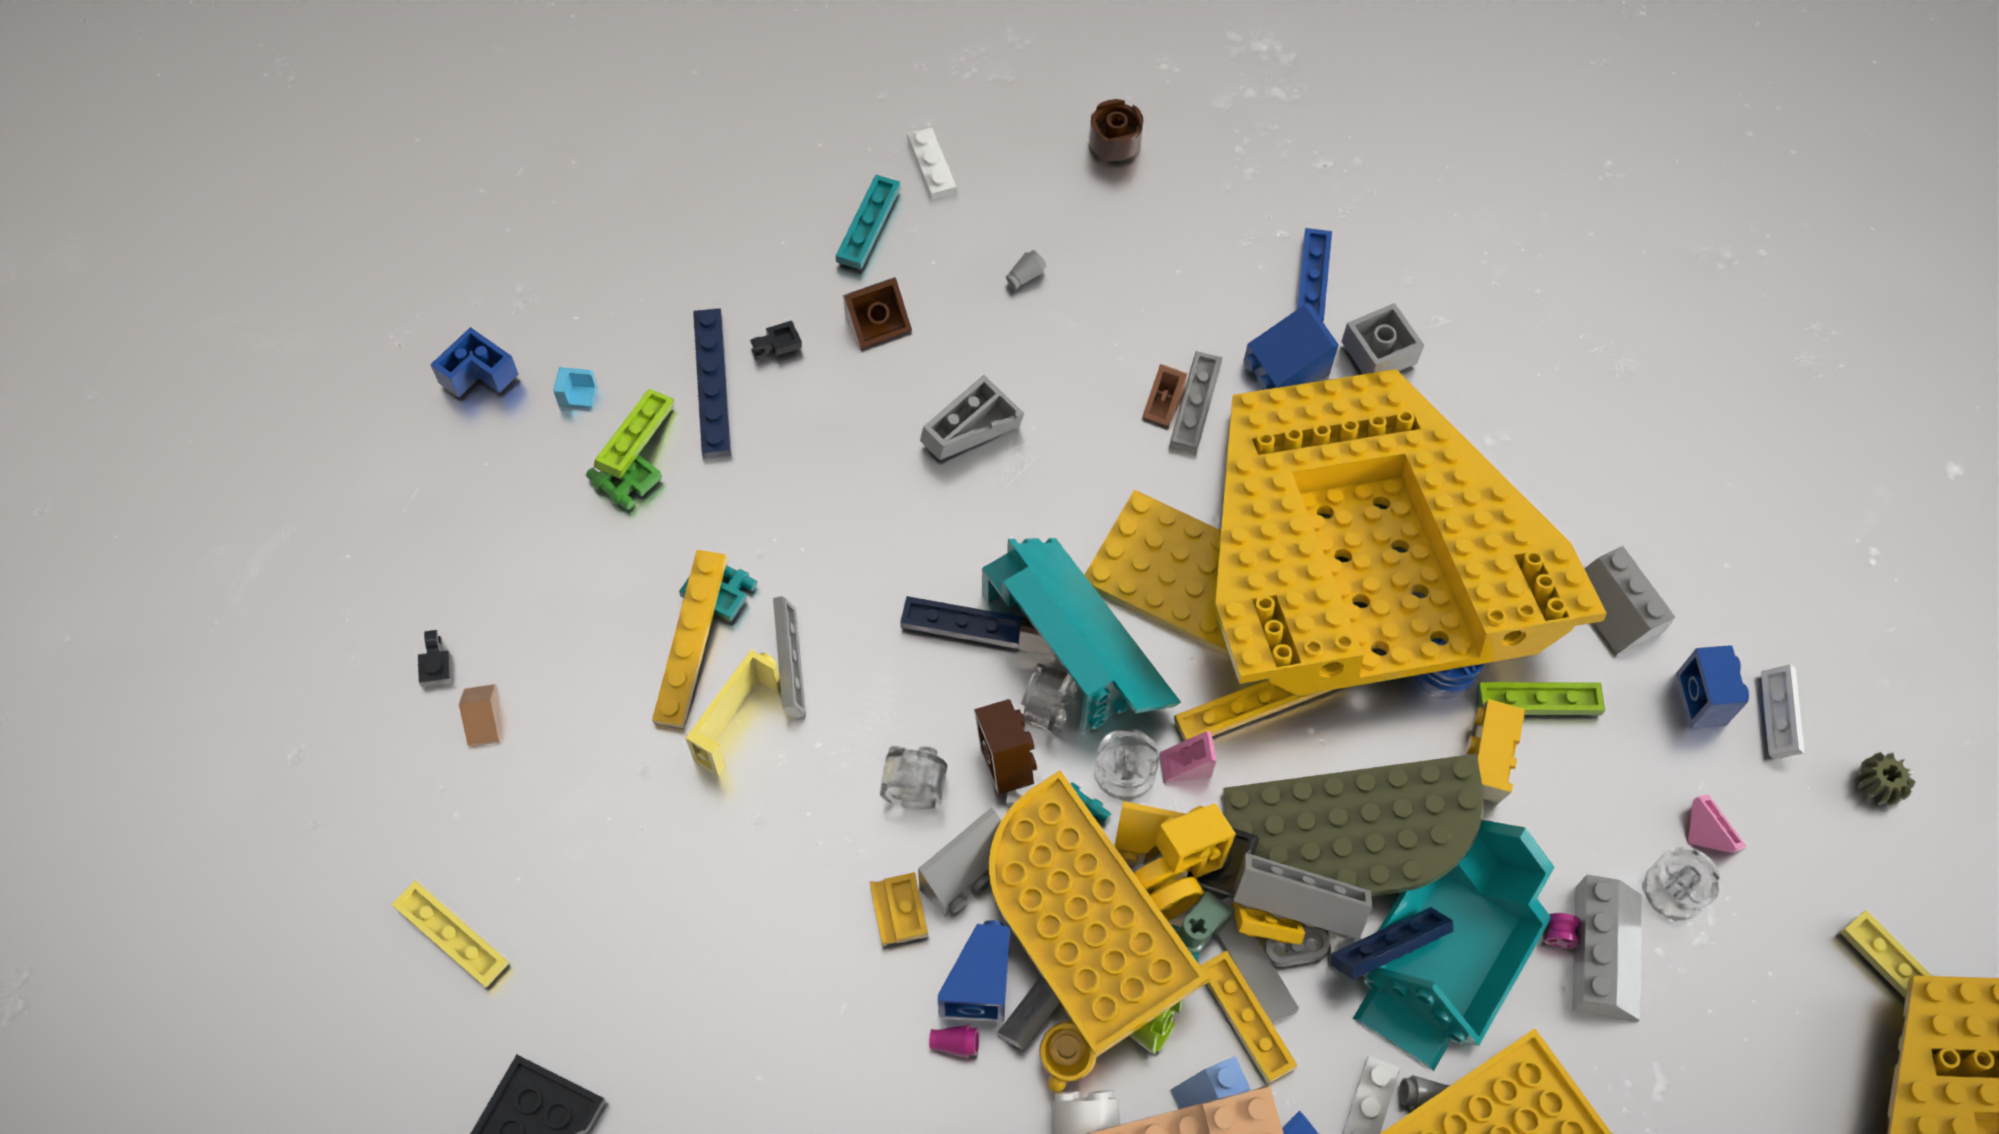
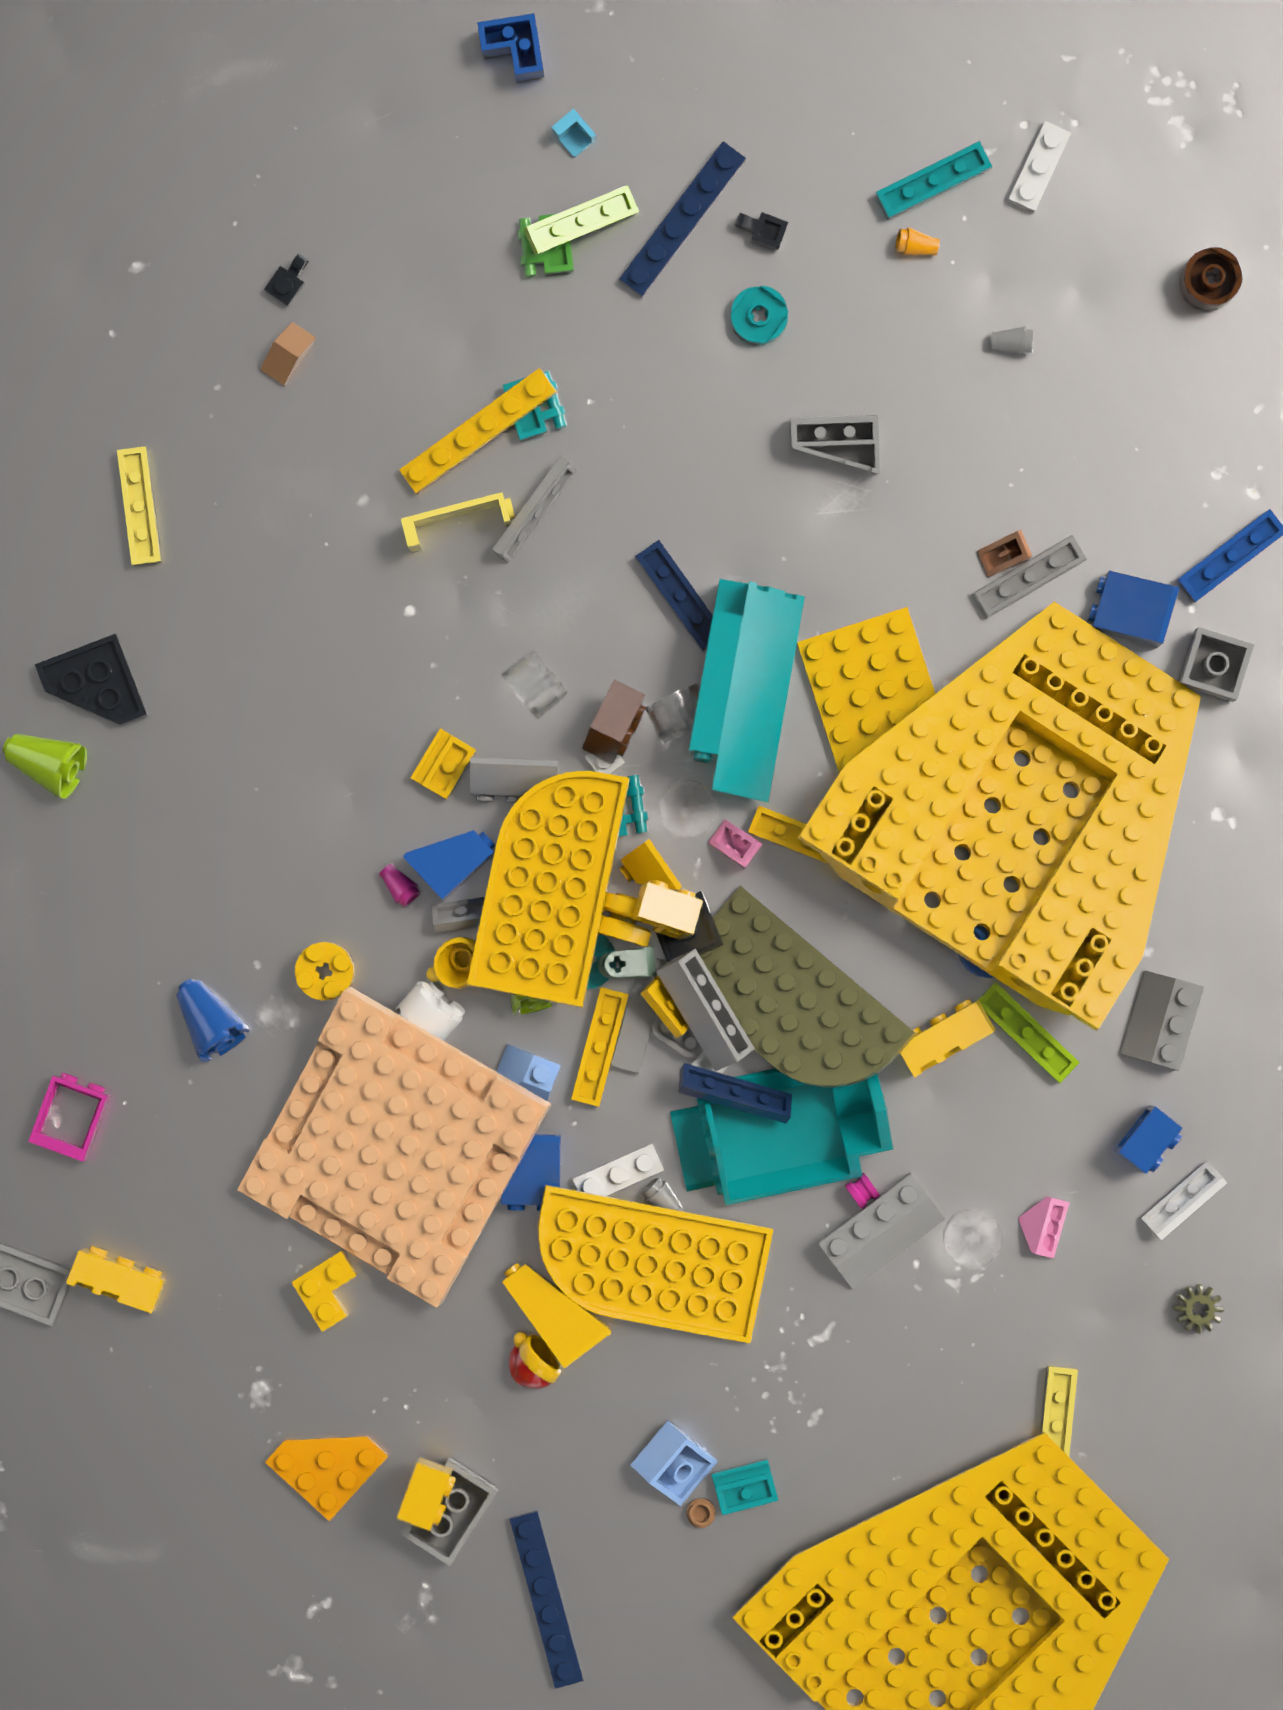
camera: 45 degrees right, 25 degrees up
(830, 408) = (757, 298): none -> teal plate
(876, 312) = (858, 278): reddish brown slope -> none
(895, 265) = (915, 243): none -> light orange cone

